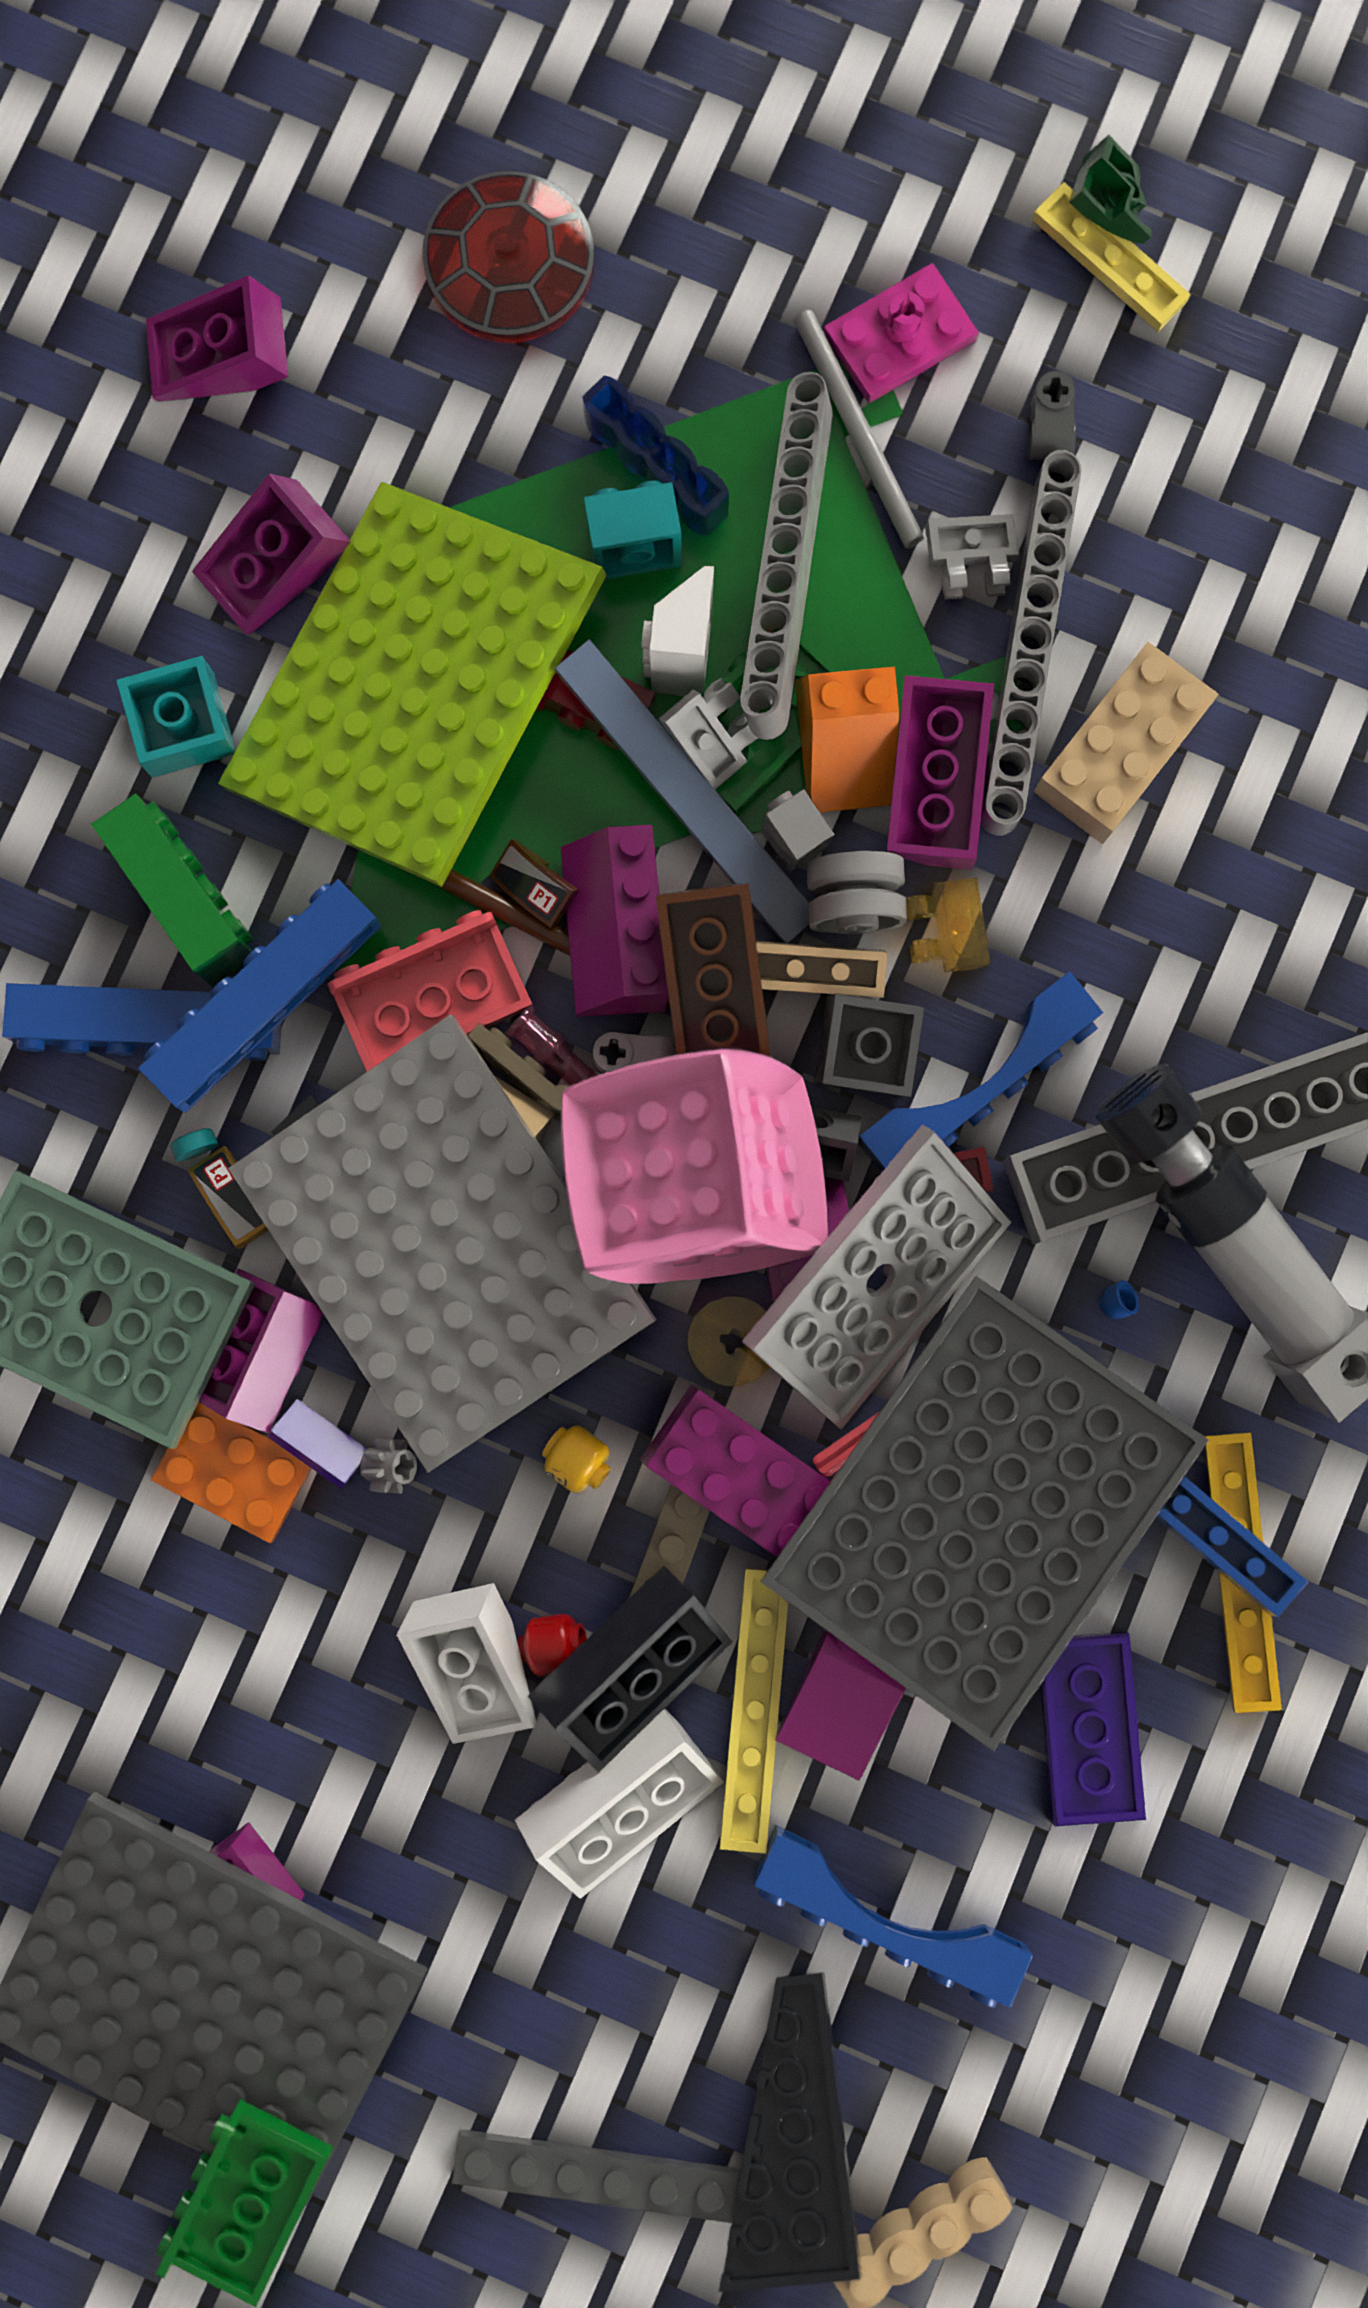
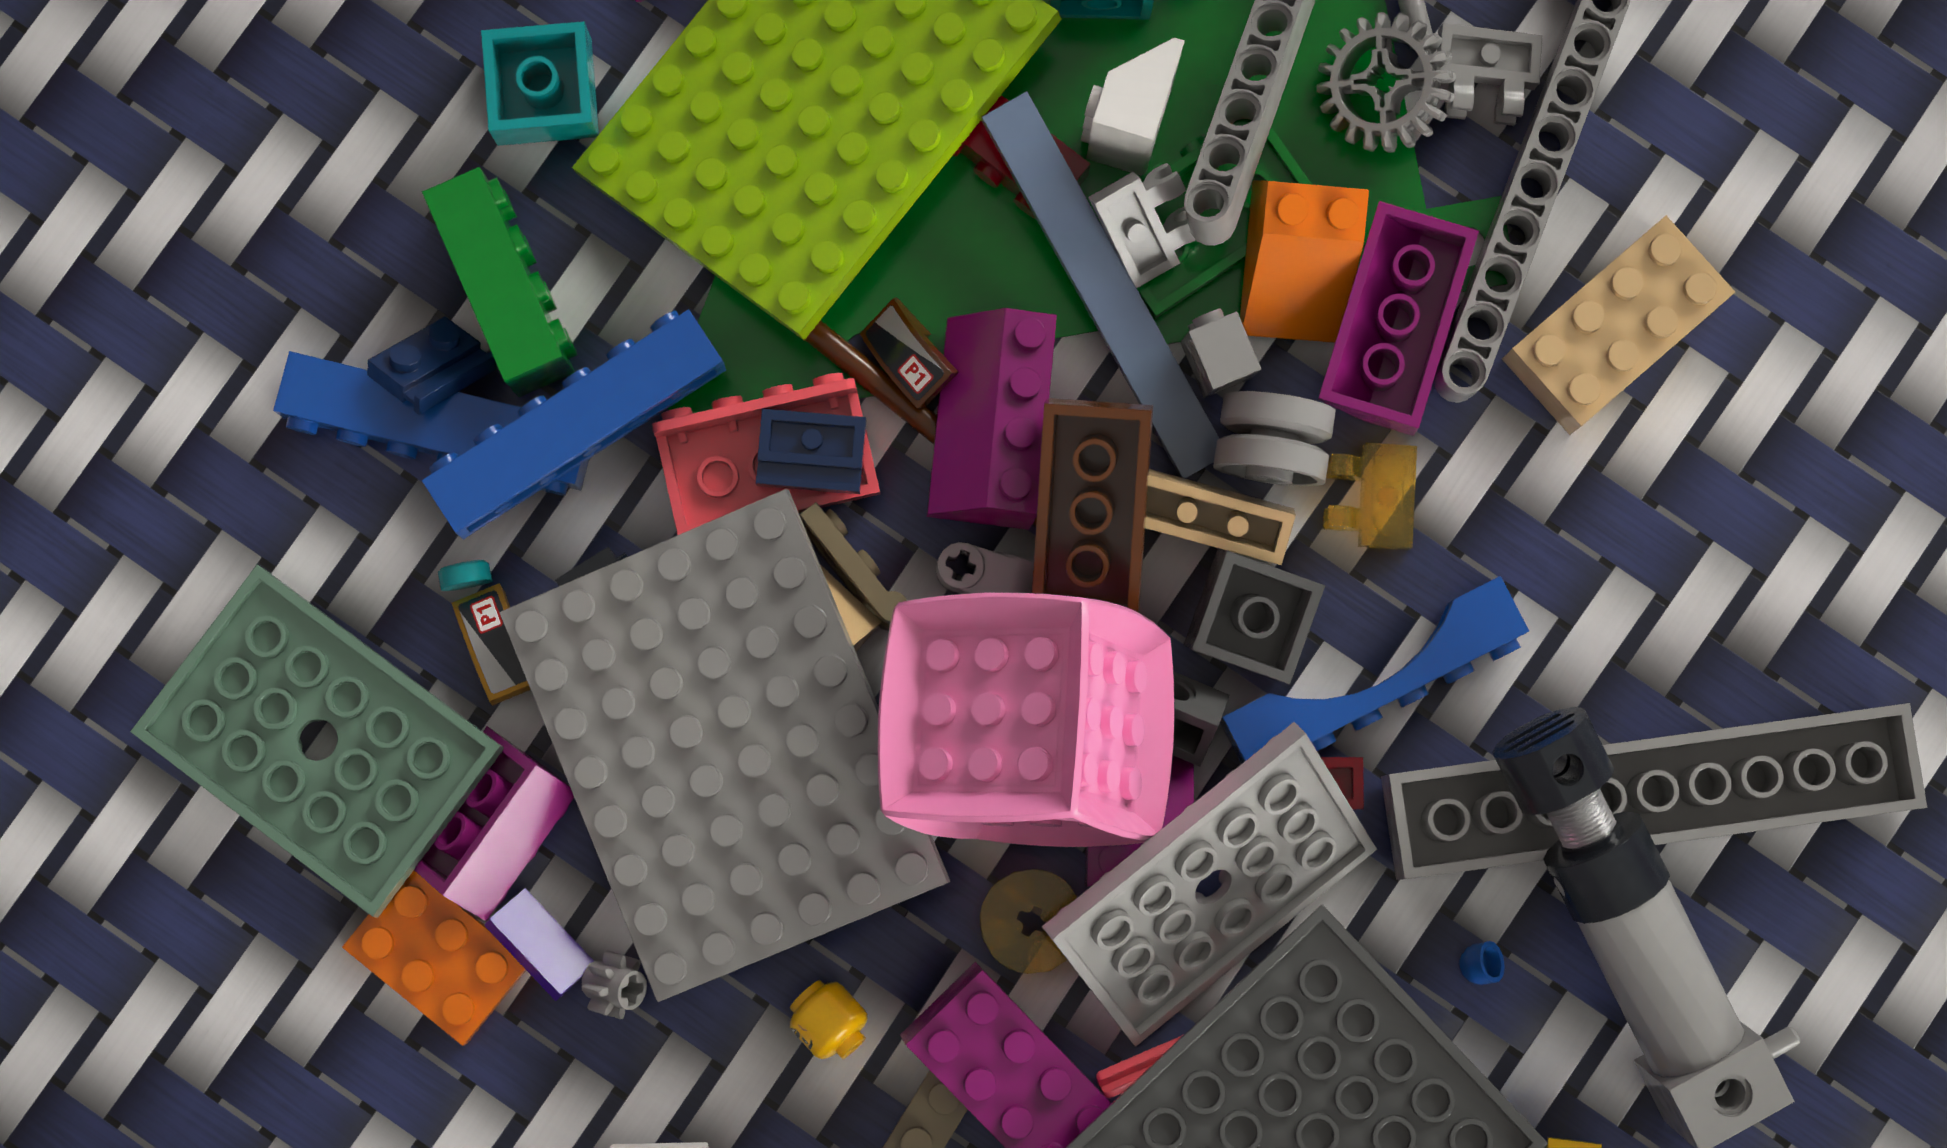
camera: 10 degrees right, 0 degrees up
(129, 971) = (431, 365): none -> dark blue plate
(466, 980) = (811, 451): none -> dark blue plate
(550, 1045) = (884, 541): clear pink pin -> none
(908, 571) = (1386, 61): none -> light grey gear

